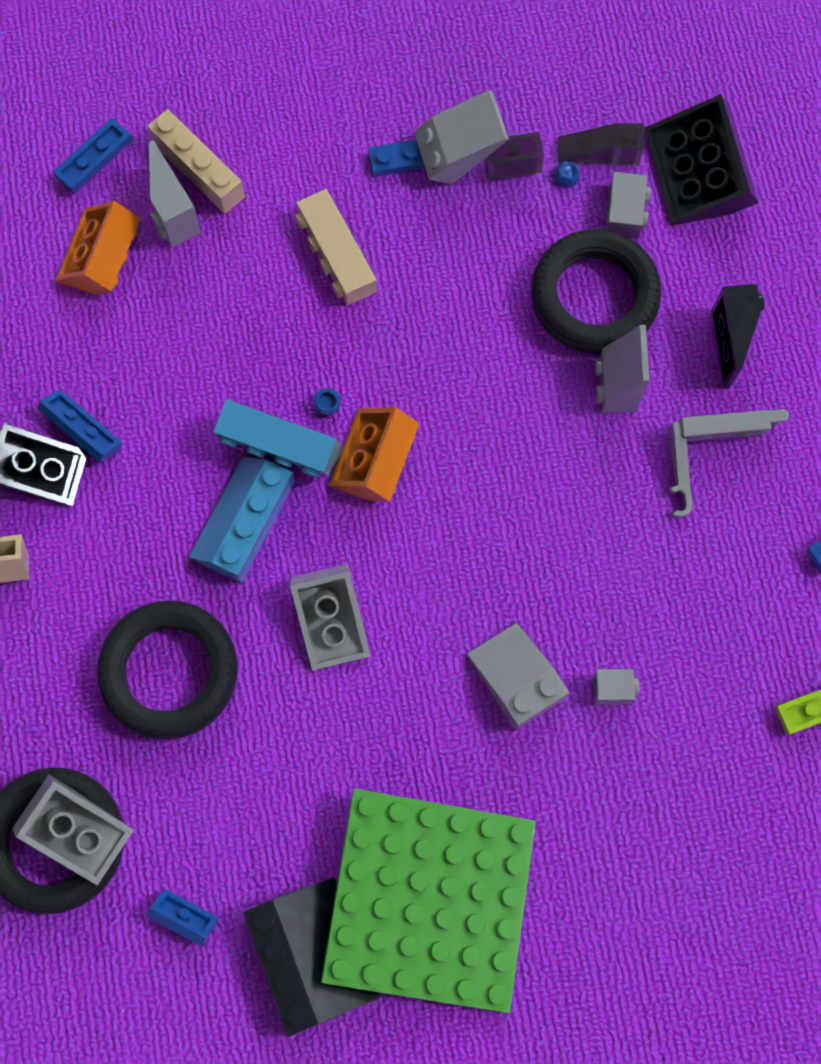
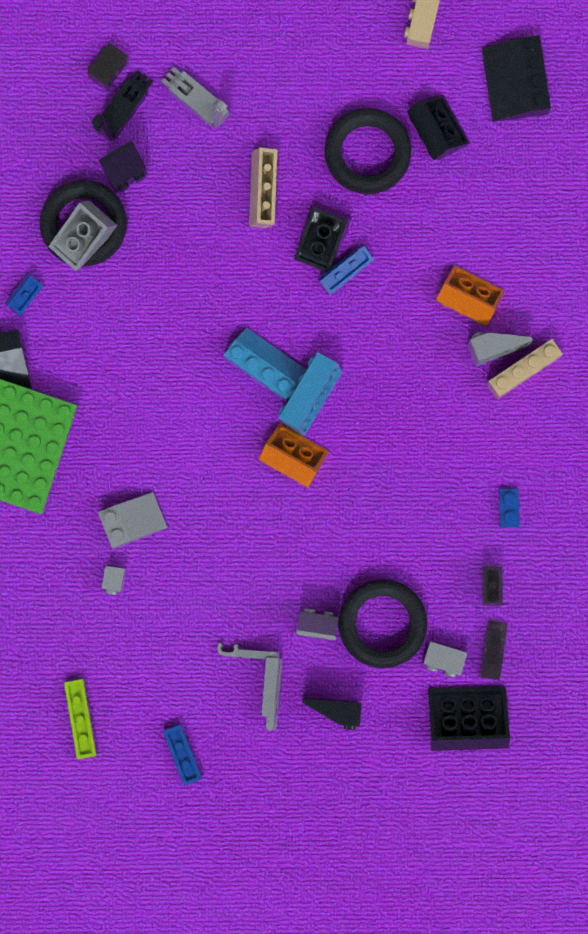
camera: 105 degrees right, 10 degrees up
(92, 155) = (542, 300): blue plate -> none
(138, 625) = (159, 274): black tyre -> none
(327, 401) = (335, 431): blue piece -> none
(329, 616) = (191, 409): light grey slope -> none
(336, 247) = (446, 454): tan brick -> none
(461, 138) = (507, 550): light grey slope -> none
(567, 174) = (477, 623): blue piece -> none

